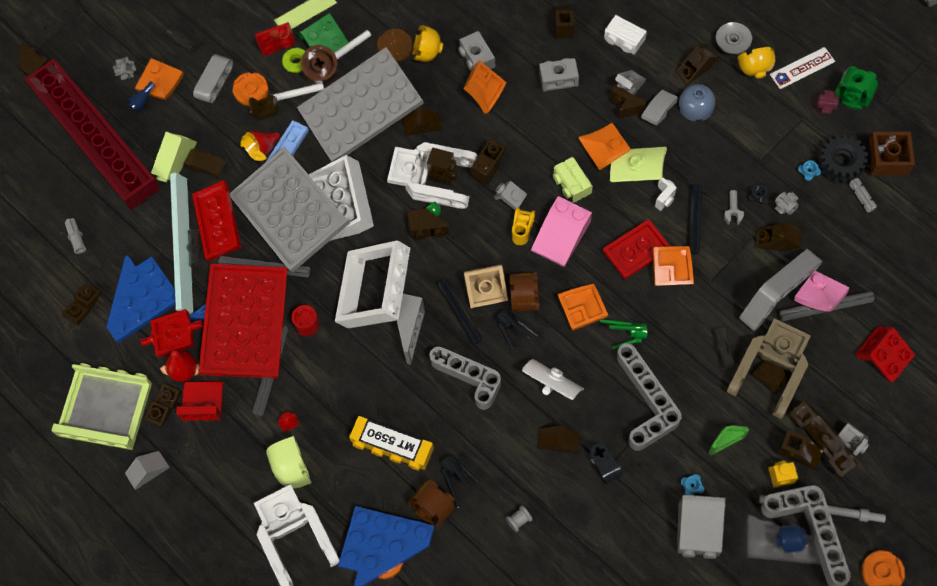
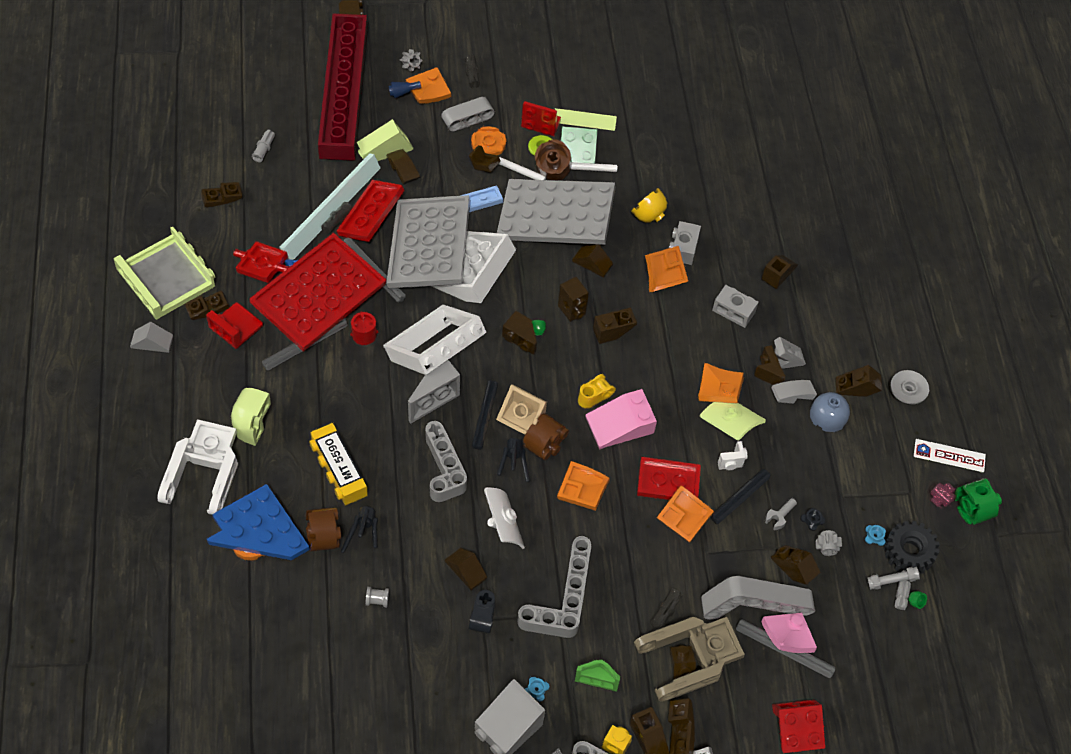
camera: 30 degrees right, 10 degrees down
(139, 297) = (265, 221): blue wing -> none
(180, 366) = (244, 286): red hat -> none
(259, 144) = (455, 182): hat -> none
(288, 421) = (280, 387): red plate -> none
(397, 43) = (629, 191): clear orange tile -> none
(411, 170) = (545, 286): white plate -> none
(510, 194) = (609, 362): light grey bracket -> none
(572, 179) = (668, 389): yellowish green brick -> none
(625, 34) = (819, 317): white brick -> none
(637, 330) = (608, 538): green plant -> none
(757, 62) = (911, 418): yellow cylinder -> none
(861, 179) = (911, 574): none -> light grey bar
(878, 194) = (918, 599): none -> green hinge
(890, 153) = (958, 575): reddish brown brick -> none

